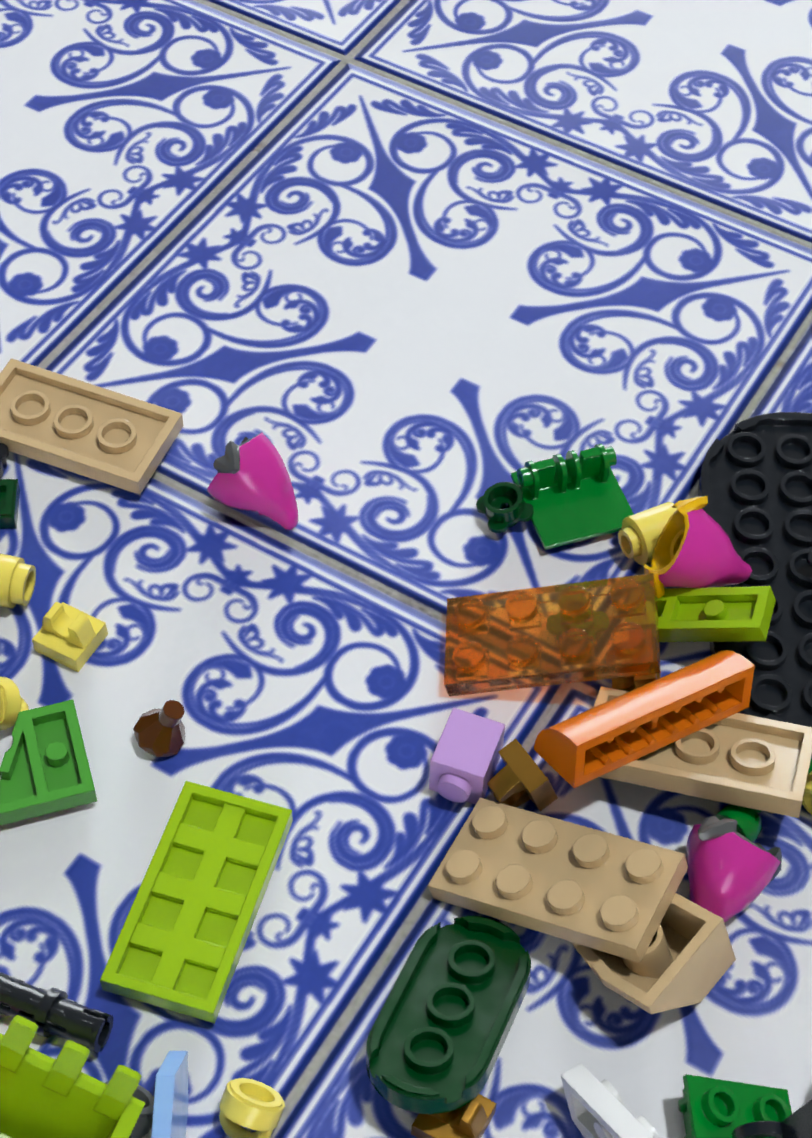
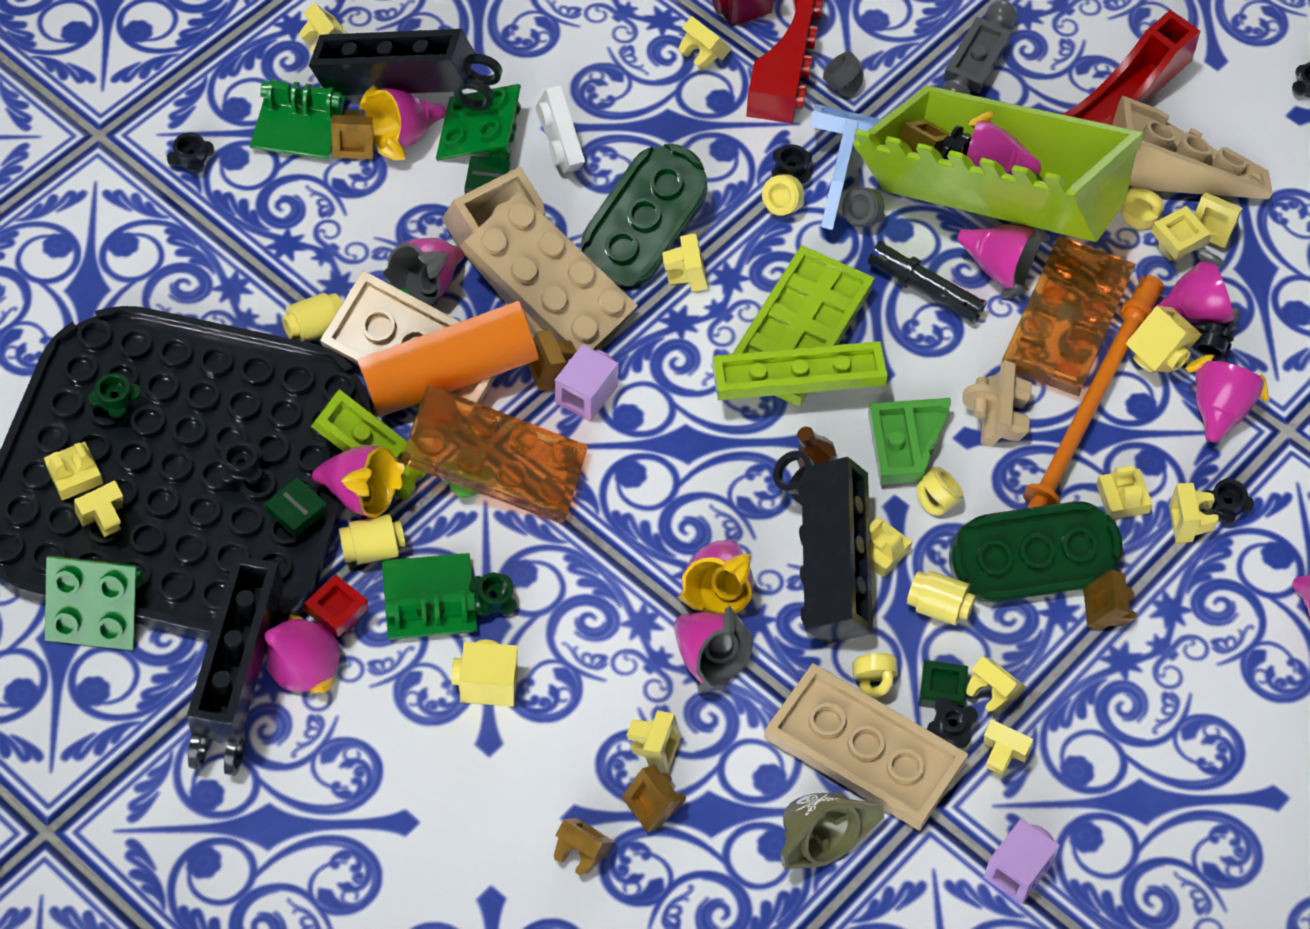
camera: 170 degrees left, 5 degrees up
(67, 493) = (875, 668): none -> light yellow tile
(114, 345) = (825, 828): none -> olive hat
(125, 596) = (834, 545): none -> black hinge
(189, 793) = (799, 370): none -> lime plate
(254, 553) = (718, 578): none -> yellow hat
(281, 342) = (652, 798): none -> pearl gold tile
(296, 392) = (656, 739): none -> light yellow tile
(345, 302) = (590, 842): none -> pearl gold tile
(371, 955) = (686, 264): none -> light yellow tile
(485, 423) = (486, 673): none -> light yellow brick
(665, 451) = (336, 606): none -> red tile
(684, 403) = (302, 655): none -> dark pink hat
(696, 1053) = (484, 170): none -> dark green tile
(744, 361) = (233, 660): none -> black hinge
(755, 532) = (296, 507): none -> dark green tile

